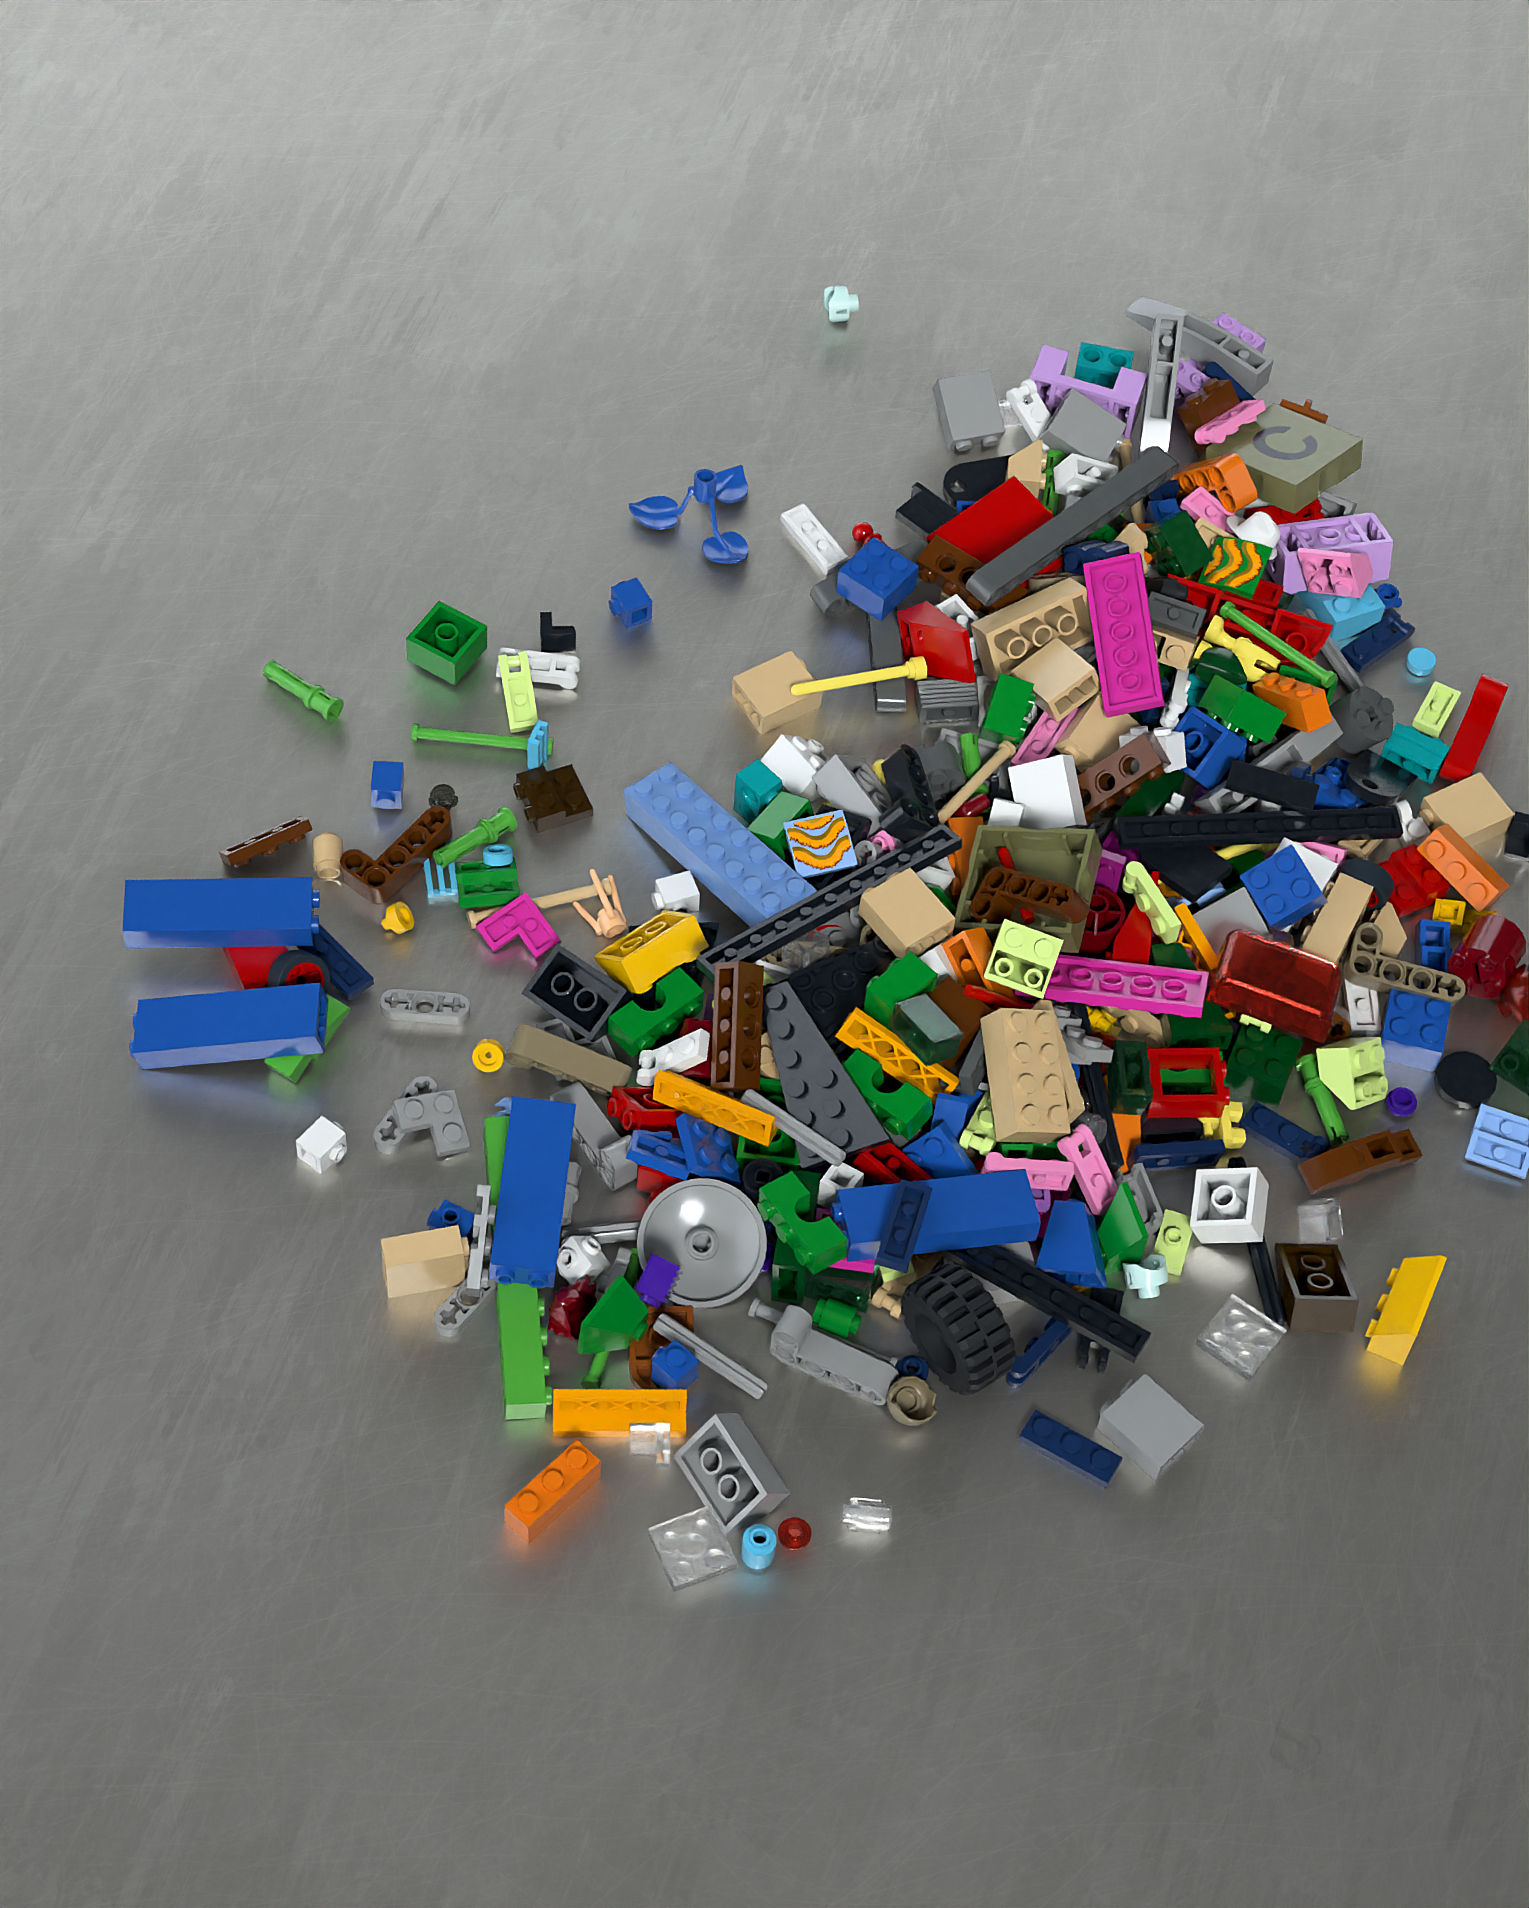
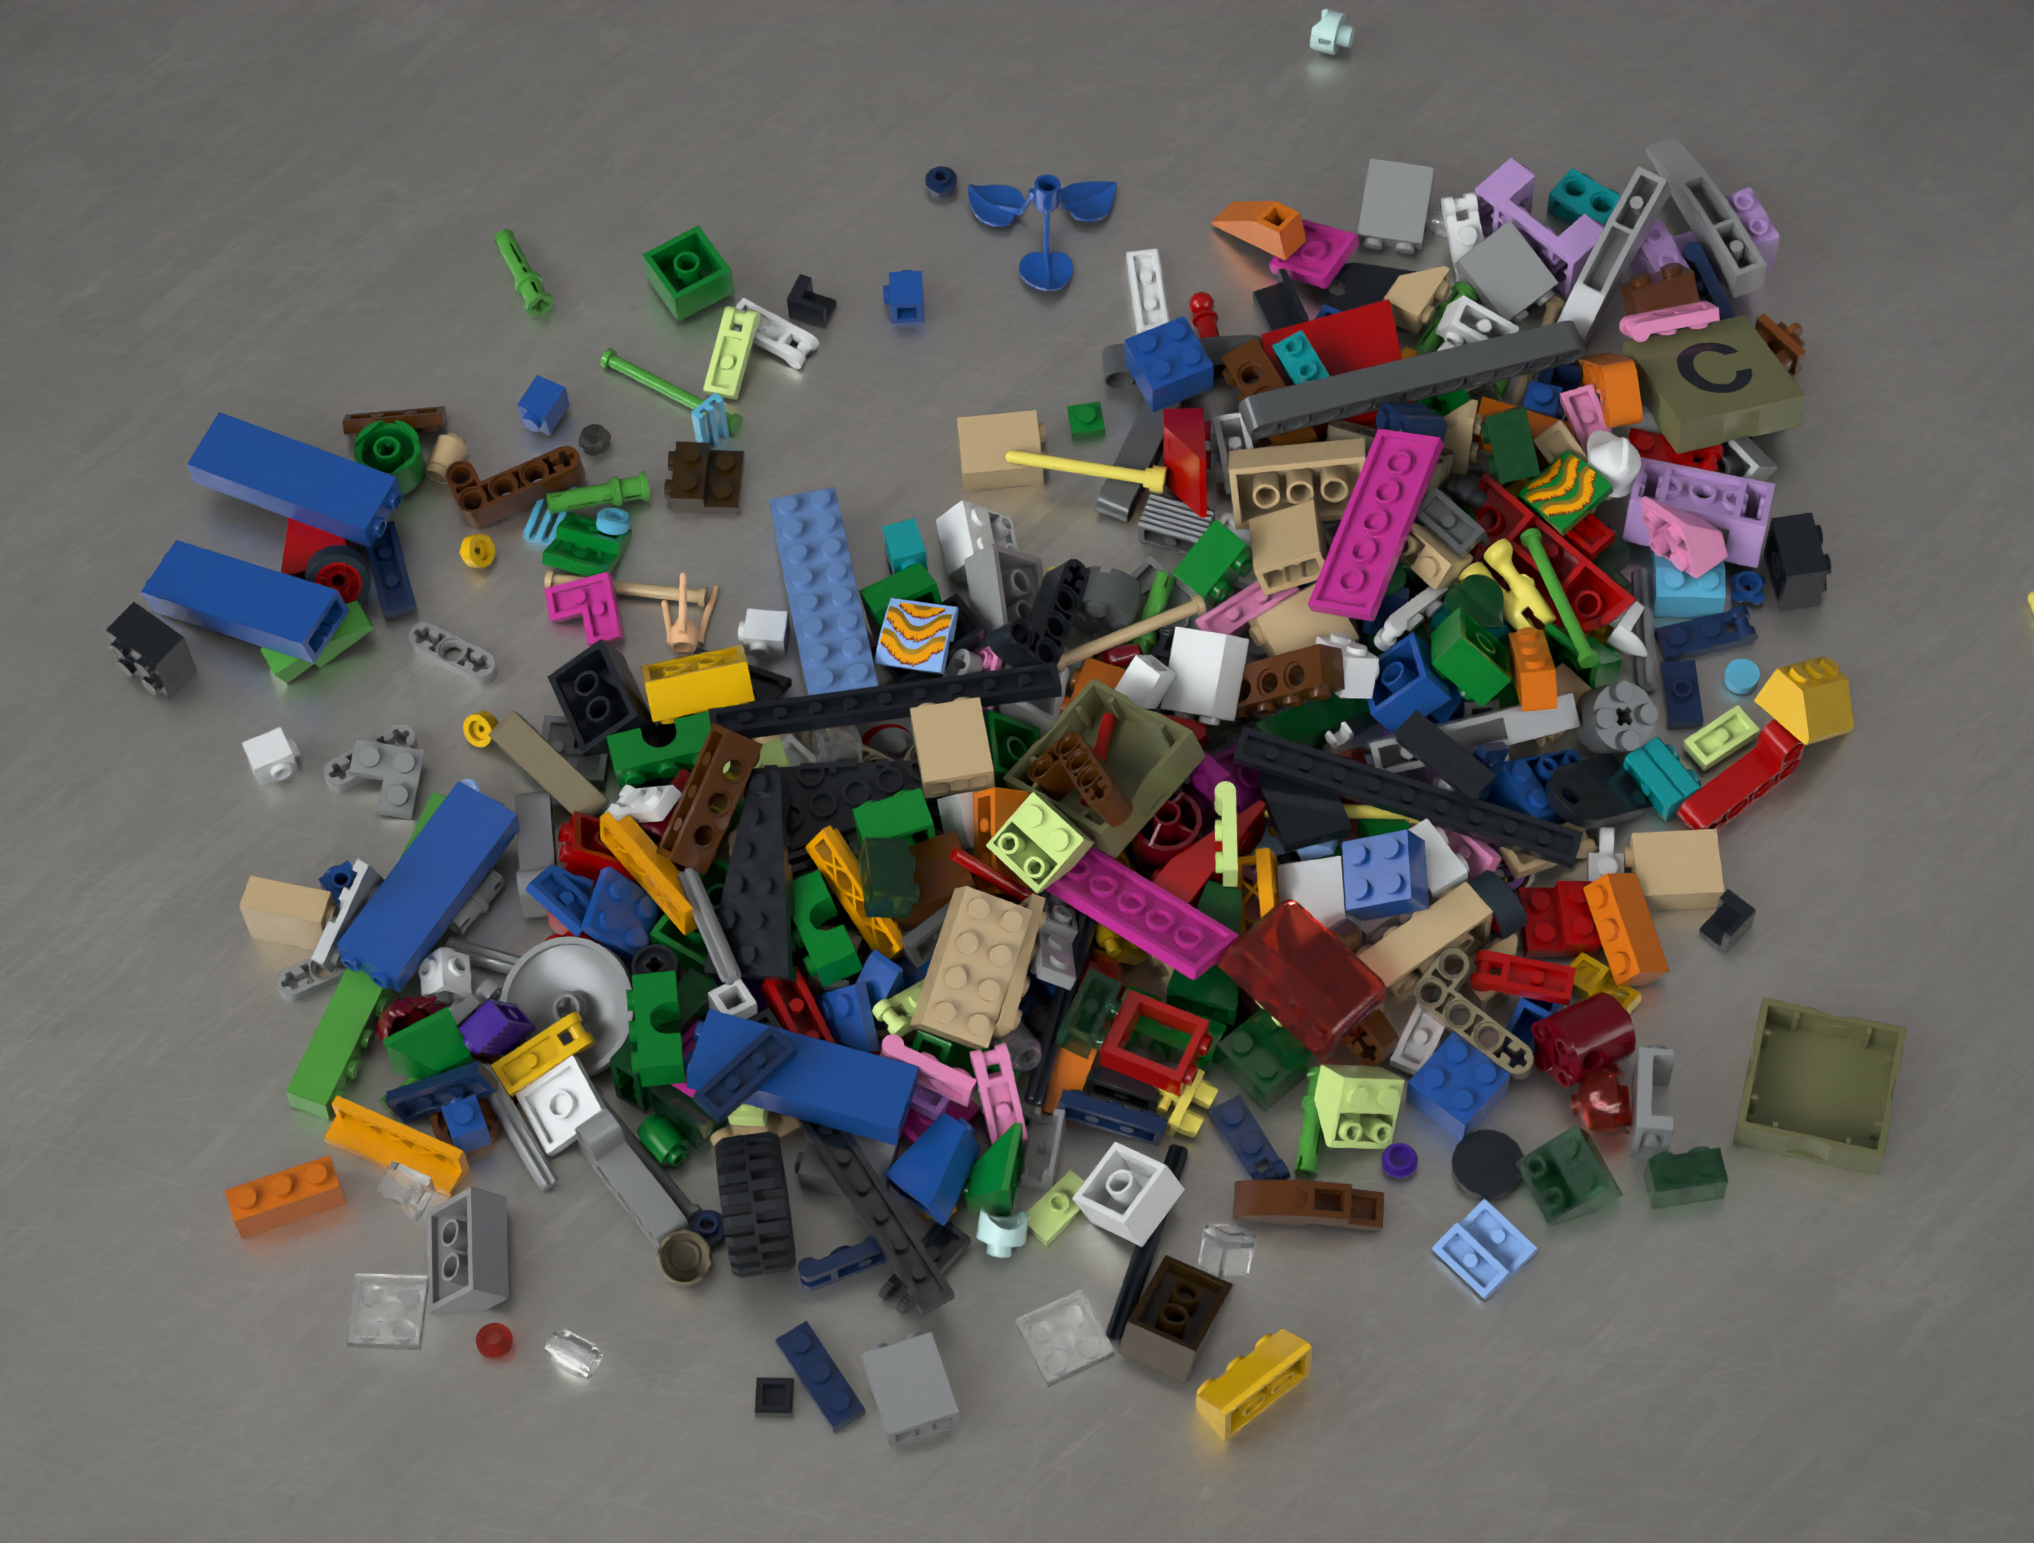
camera: 35 degrees right, 5 degrees up
(170, 1096) = (151, 651): none -> black brick
(282, 859) = (393, 450): none -> green brick
(603, 509) = (941, 188): none -> dark blue plate
(638, 1350) = (434, 1092): none -> dark blue plate
(703, 1287) = (542, 1054): none -> yellow plate
(739, 1322) = (560, 1104): none -> white plate
(758, 1546) = (446, 1337): medium azure brick -> none
(826, 648) = (1086, 421): none -> green plate
(880, 456) = (1264, 225): none -> orange slope
(928, 464) = (1319, 256): none -> dark pink plate
(981, 541) = (1299, 359): none -> teal brick
(1044, 1481) = (774, 1397): none -> black tile
(1329, 659) = (1621, 636): none -> white plate
(1386, 684) = (1681, 694): none -> dark blue plate
(1417, 564) = (1796, 561): none -> black brick
(1419, 928) = (1523, 977): none -> red plate
(1490, 654) = (1809, 699): none -> yellow slope

